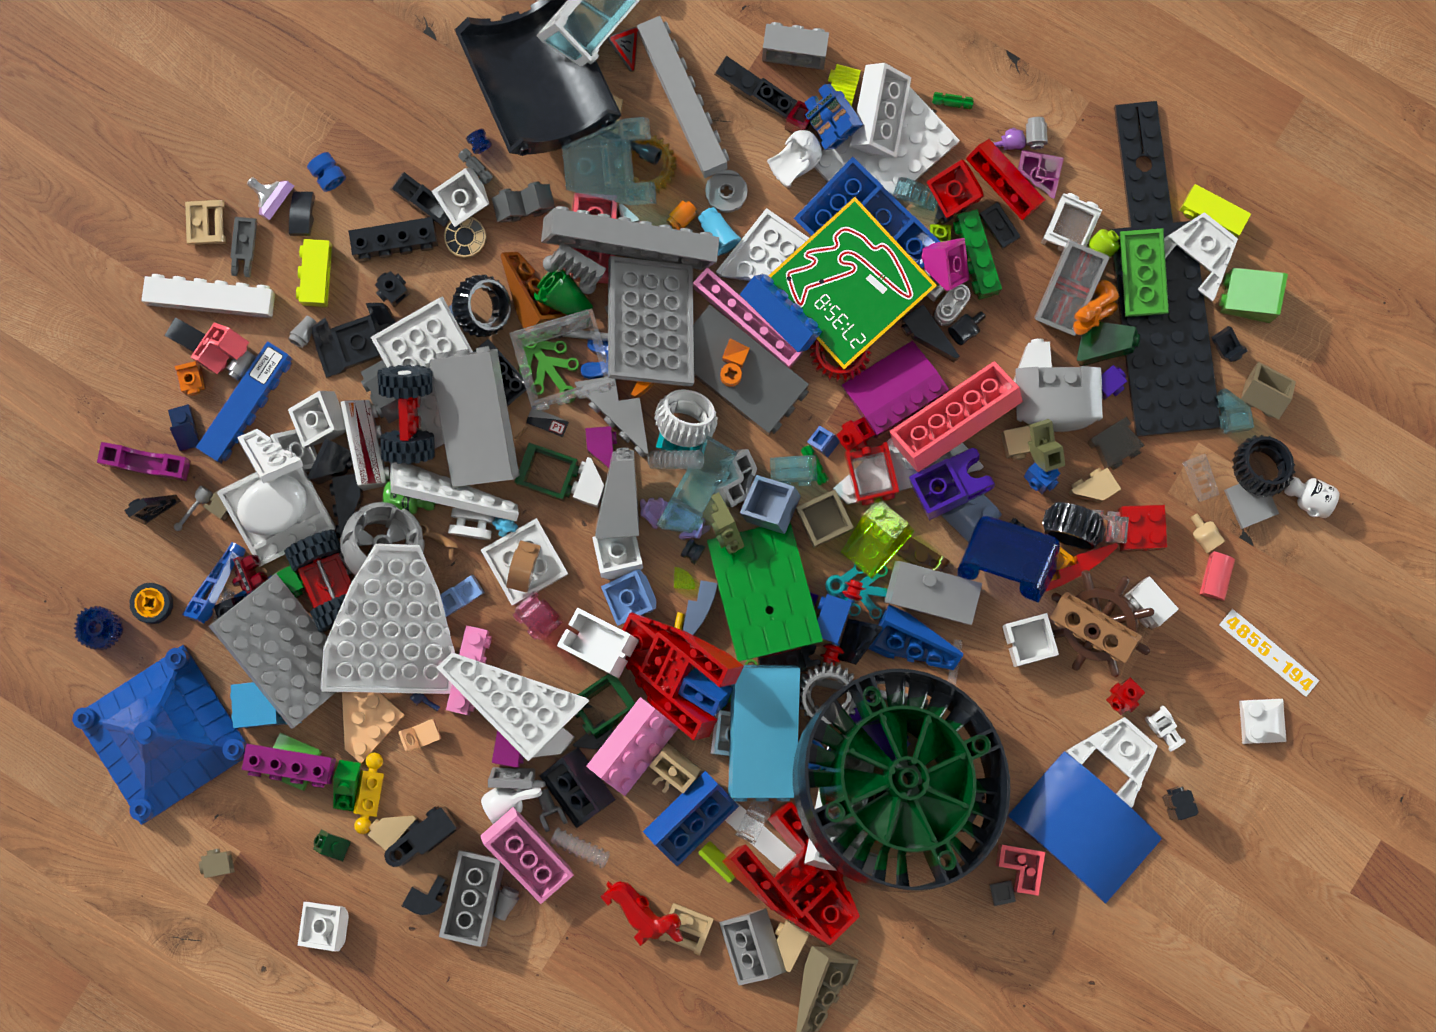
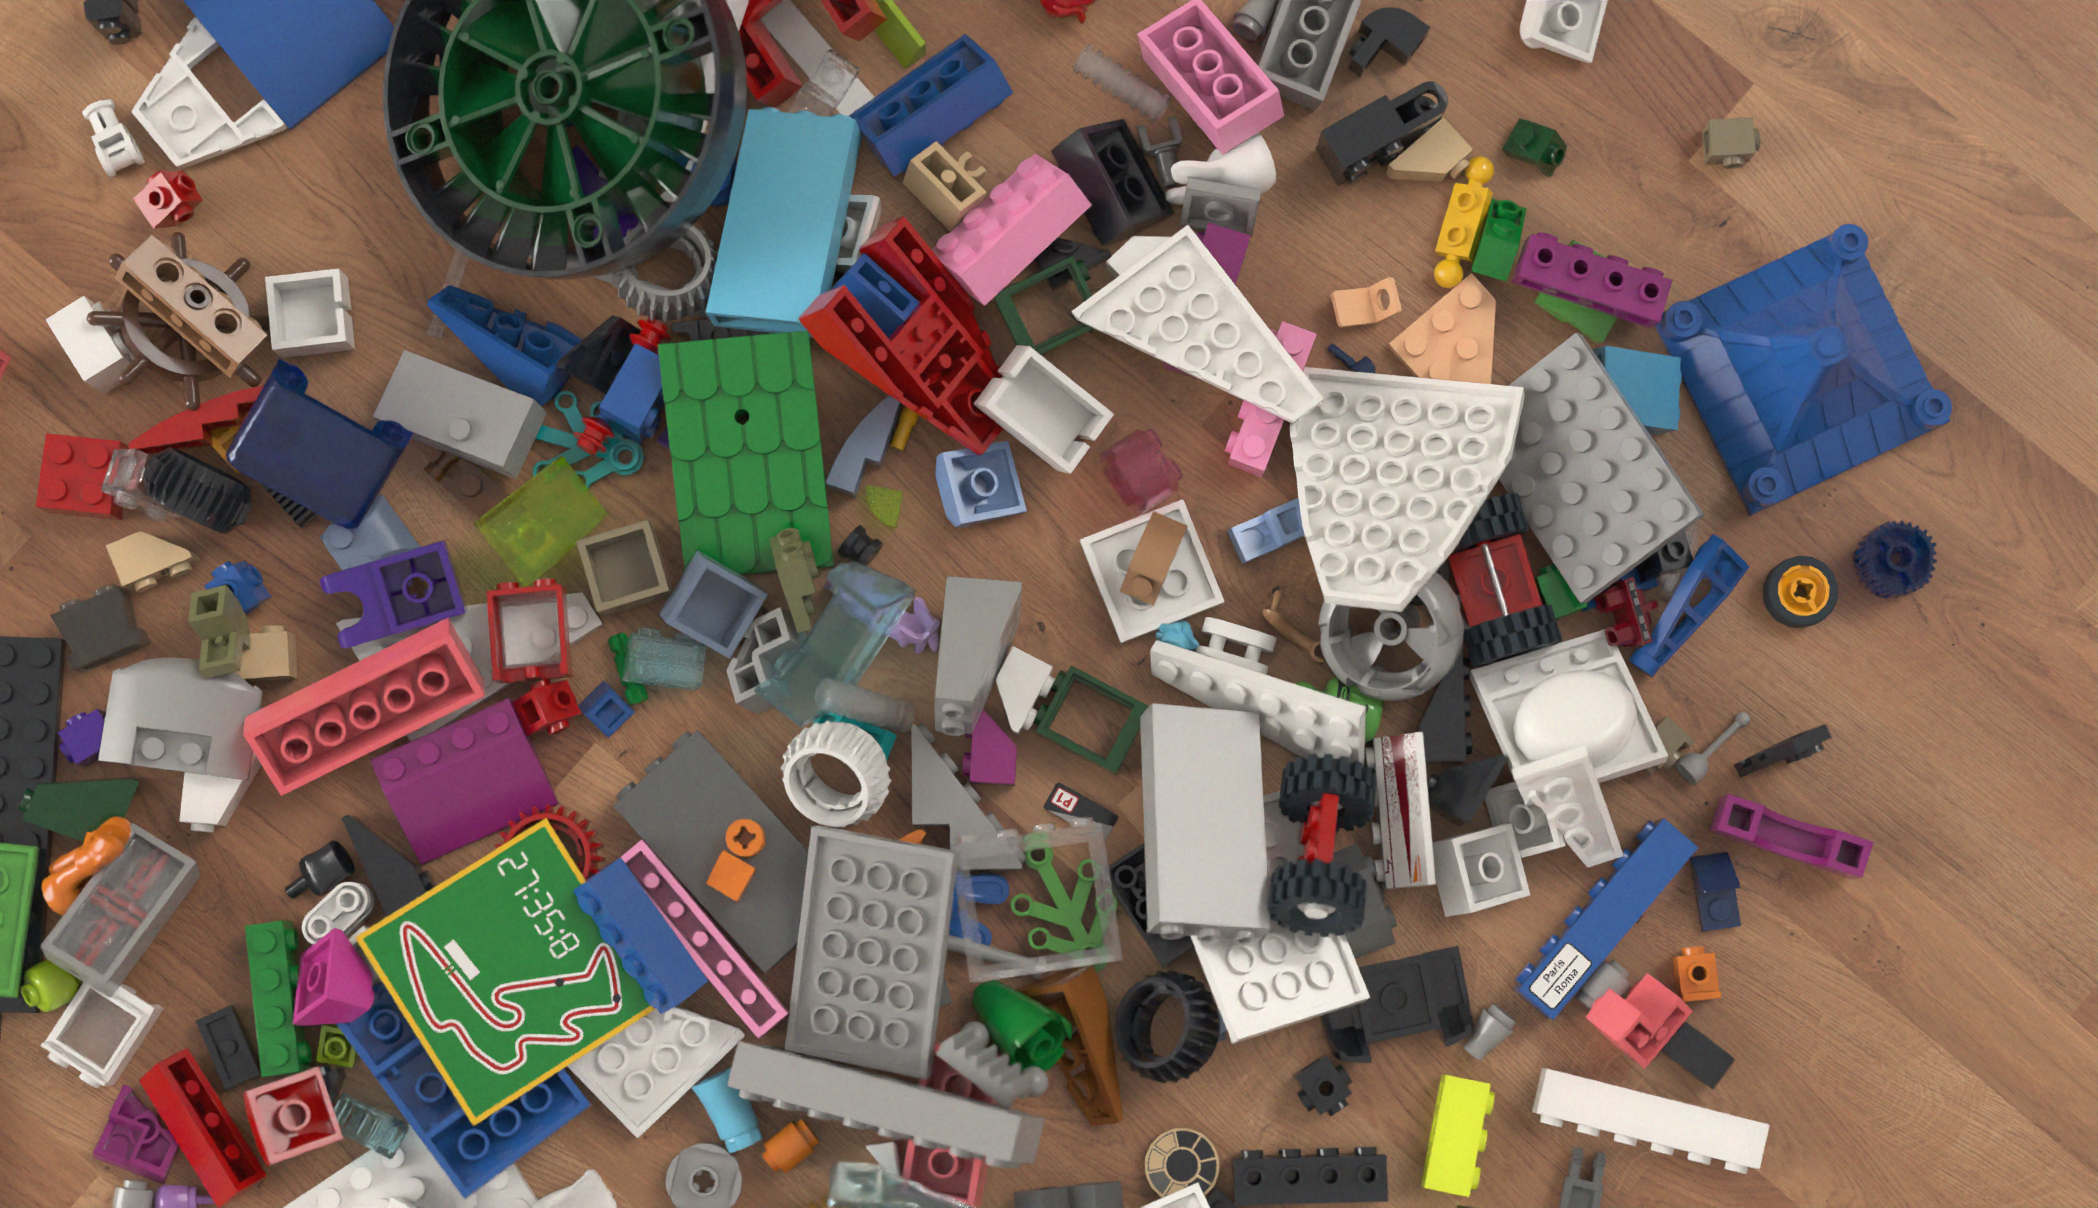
camera: 170 degrees left, 0 degrees up
(617, 556) = (990, 552): white slope -> none

